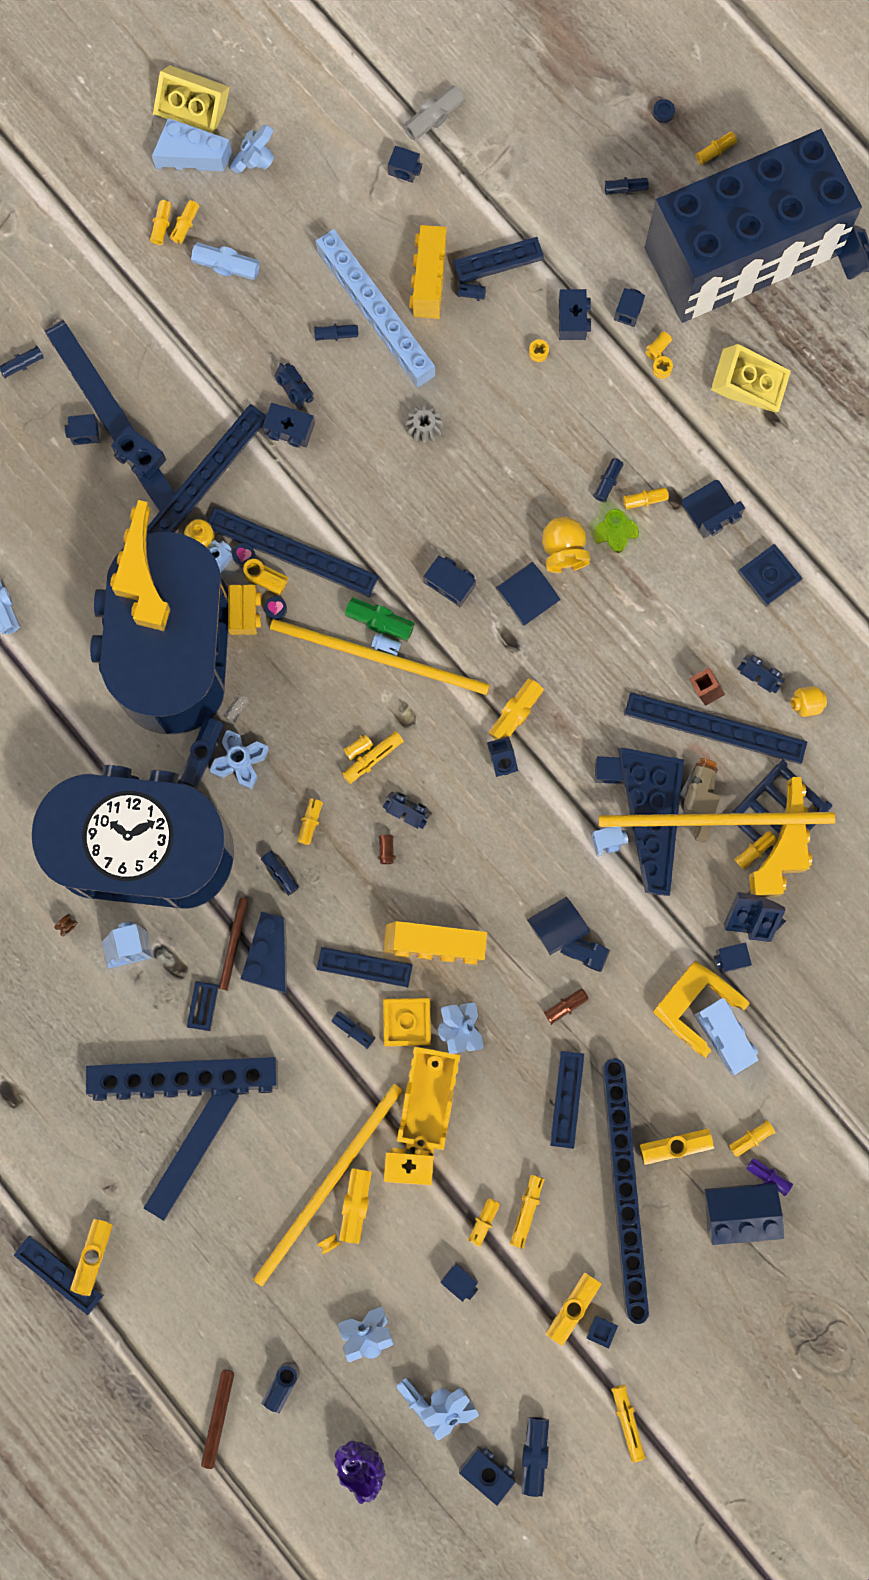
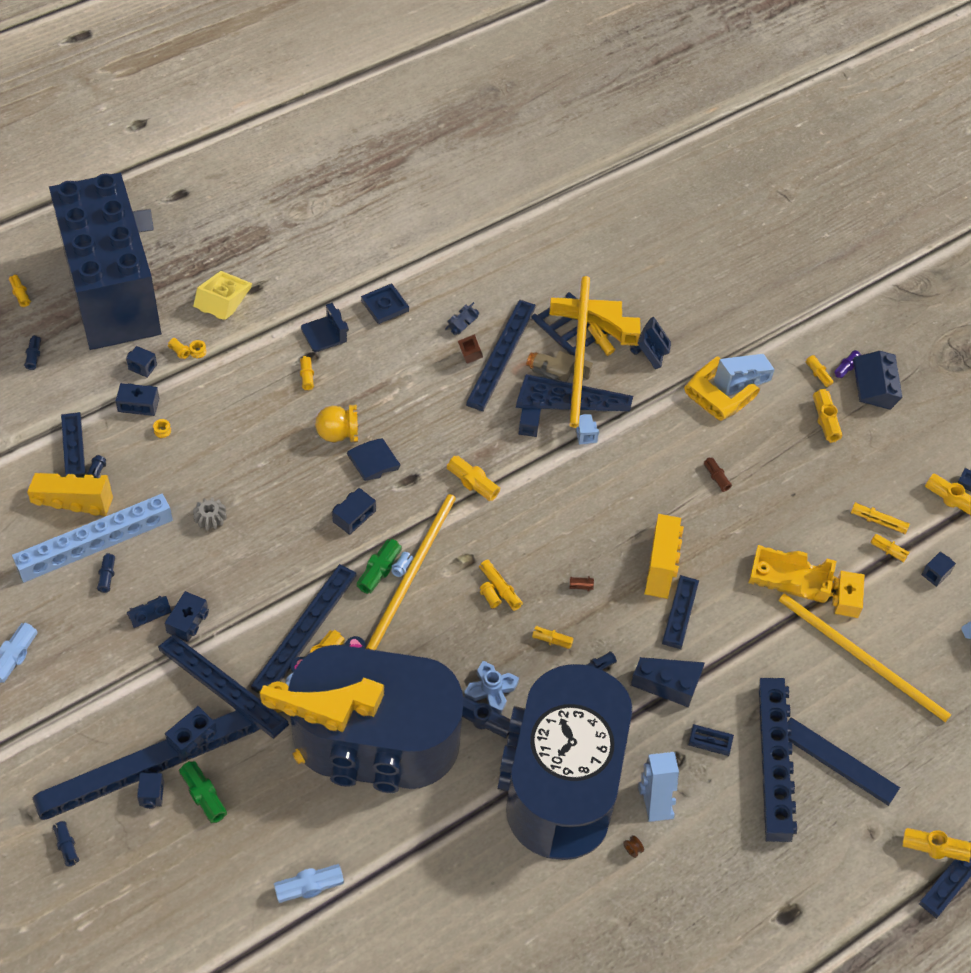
camera: 90 degrees left, 25 degrees down
(87, 480) = (202, 792): none -> green piece
(233, 944) = (663, 712): copper bar -> none
(328, 1244) = (913, 659): yellow bush -> none
(353, 1029) = (734, 623): dark blue axle -> none
(355, 1206) = (881, 636): yellow piece -> none
(407, 1022) = (727, 586): yellow tile -> none
(415, 812) = (543, 569): dark blue hinge -> none
(459, 1028) = (736, 543): light blue plant -> none
(502, 756) = (512, 488): dark blue brick -> none
(558, 925) = (653, 468): dark blue slope -> none
(567, 1099) = (791, 481): dark blue plate -> none
(589, 954) = (676, 453): dark blue piece -> none
(608, 480) = (286, 394): dark blue axle -> none
(616, 534) = (330, 393): clear neon green plate -> none
(631, 1200) = (860, 451): dark blue beam -> none
(732, 958) = (683, 363): dark blue brick -> none
(808, 701) = (488, 293): yellow head -> none

